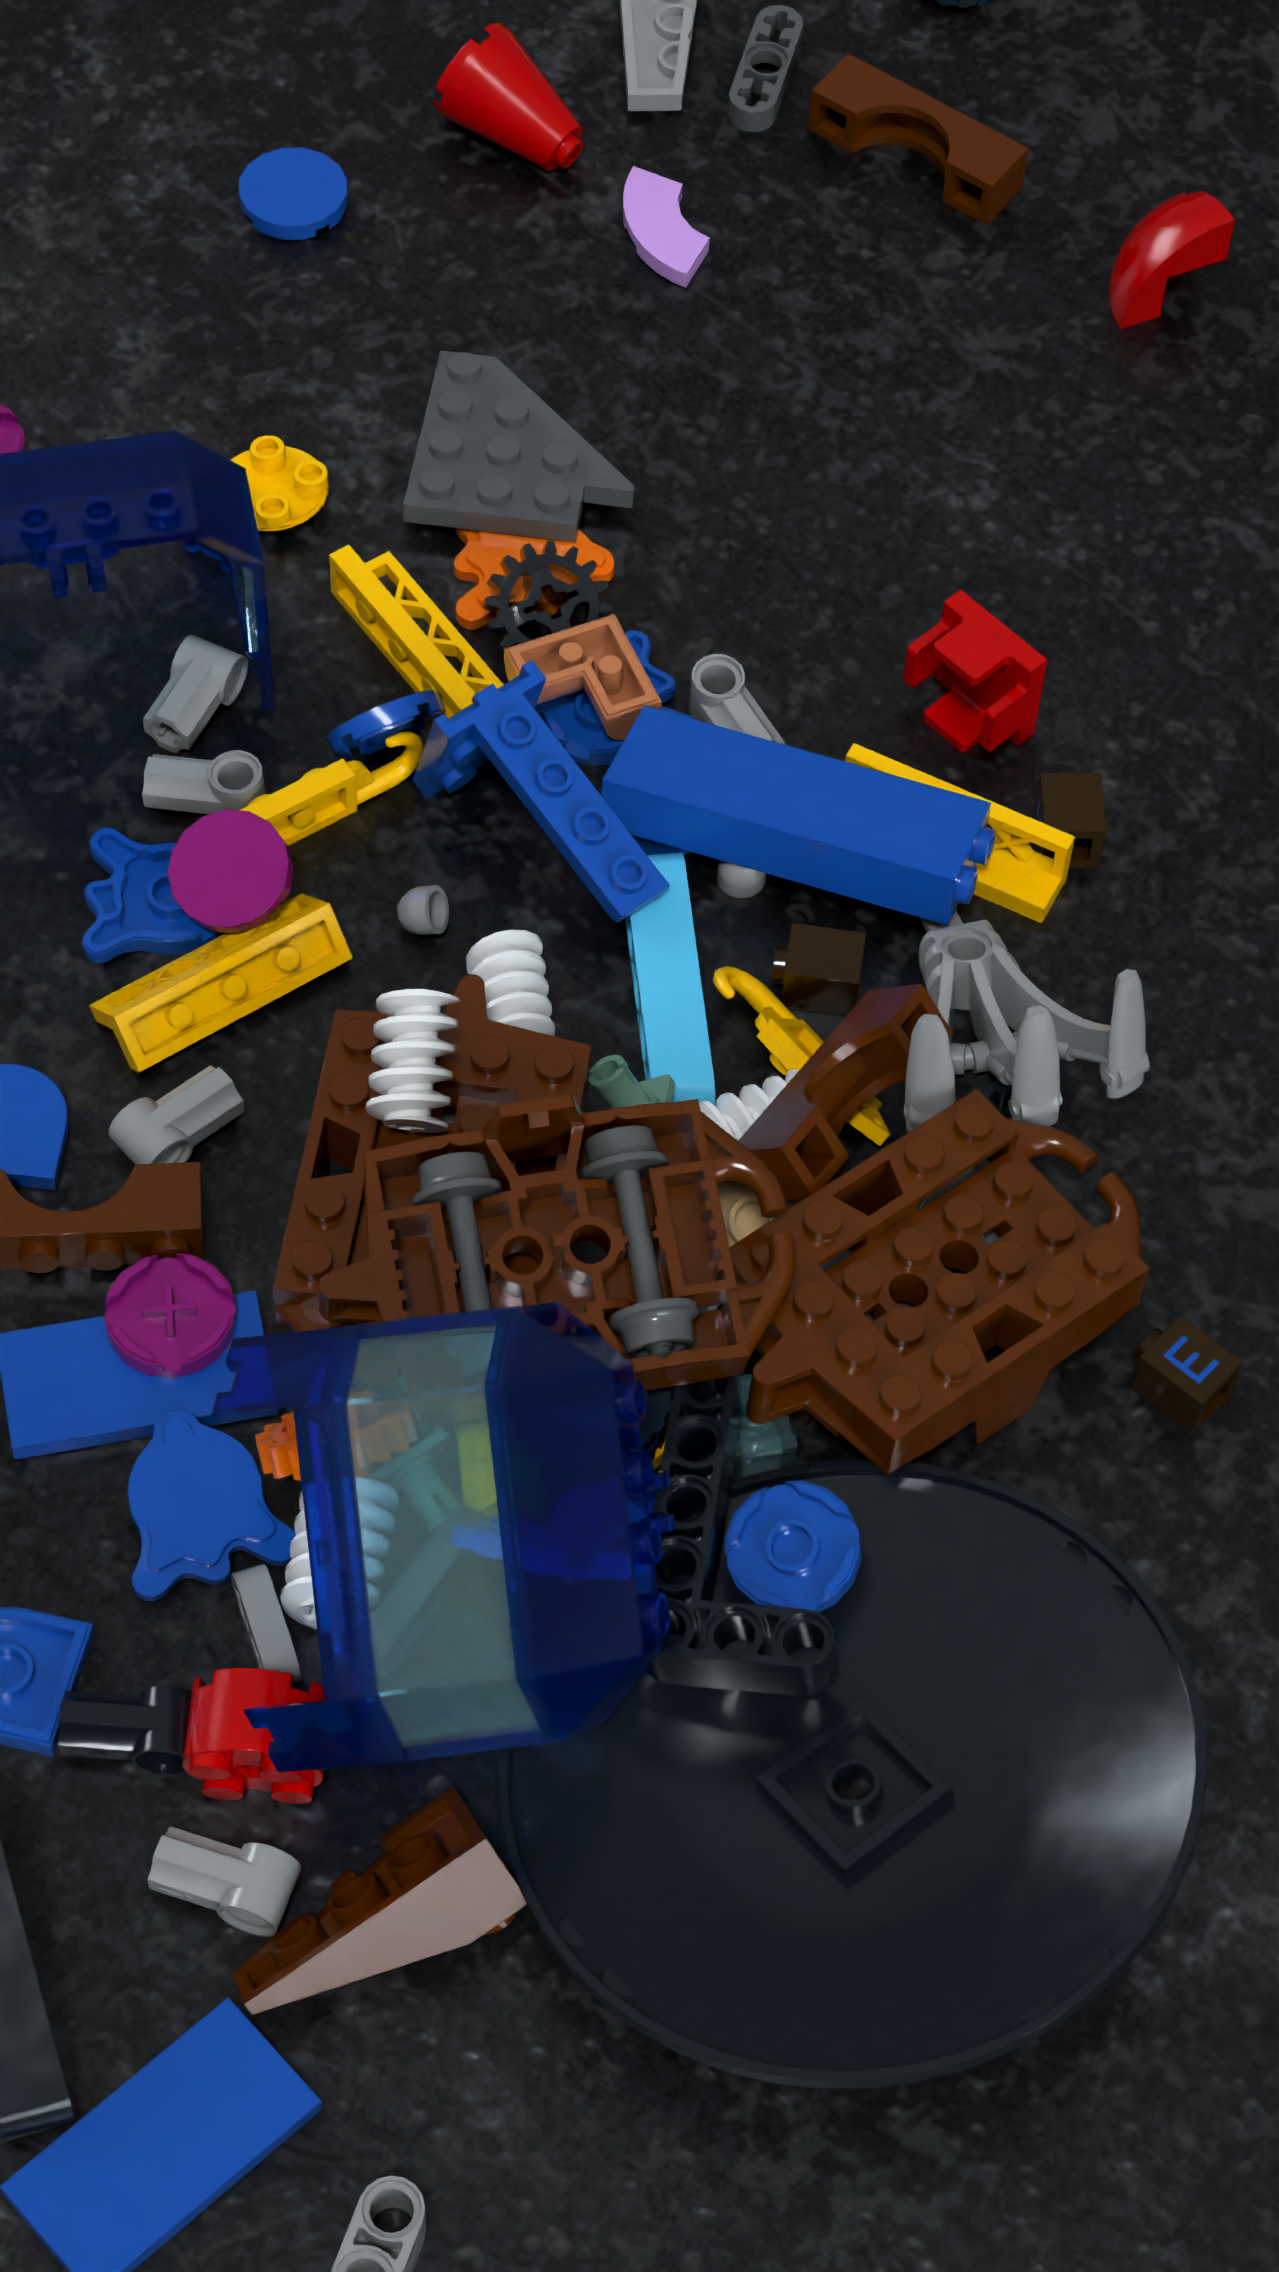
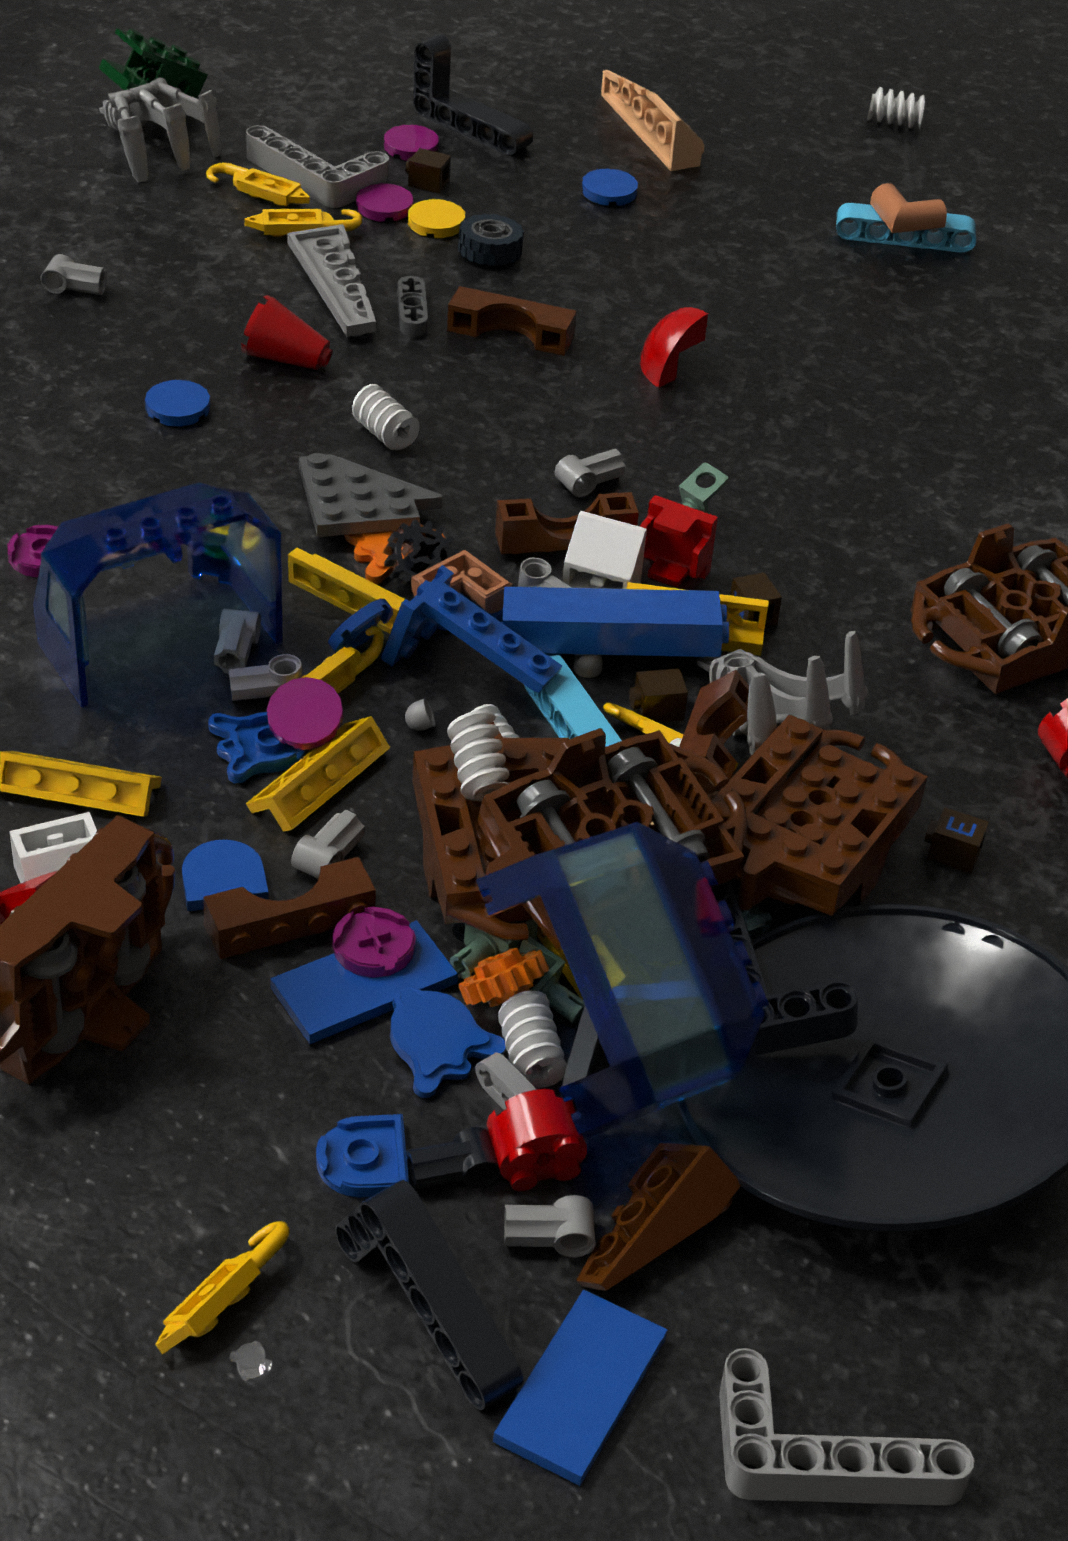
camera: 20 degrees left, 15 degrees down
(610, 303) = (385, 417): none -> white piece
(659, 229) = (385, 374): lavender tile -> none
(751, 589) = (526, 529): none -> reddish brown arch
(793, 1547) = (798, 959): blue tile -> none
(842, 681) = (604, 553): none -> white slope
(897, 491) = (583, 475): none -> light grey piece
(1056, 595) = (698, 497): none -> sand green bracket

